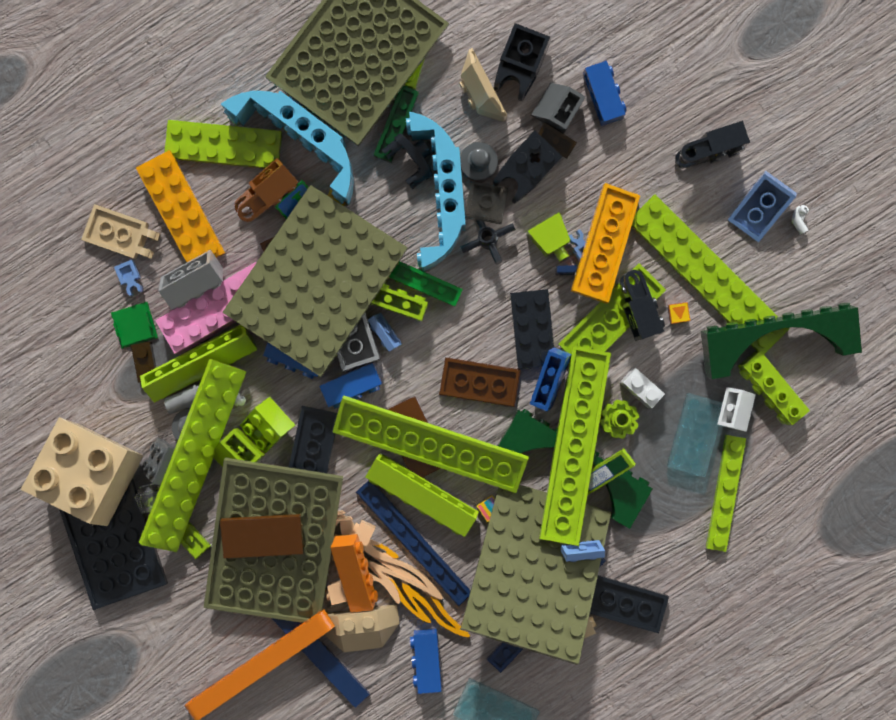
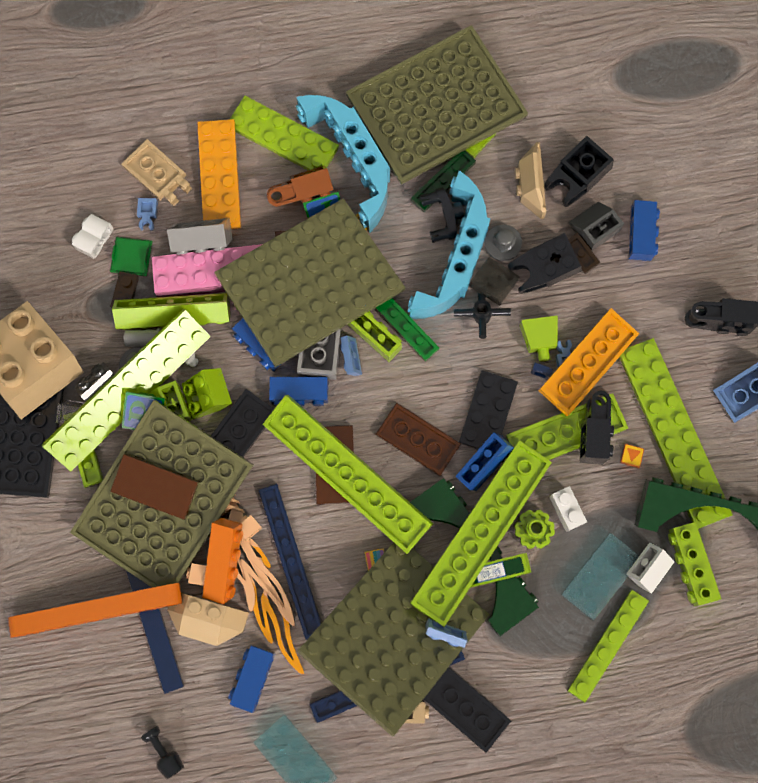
camera: 30 degrees right, 10 degrees down
(88, 322) = (92, 236): none -> white brick
(210, 469) = (135, 407): none -> piece
(422, 495) = (318, 518): lime brick -> none

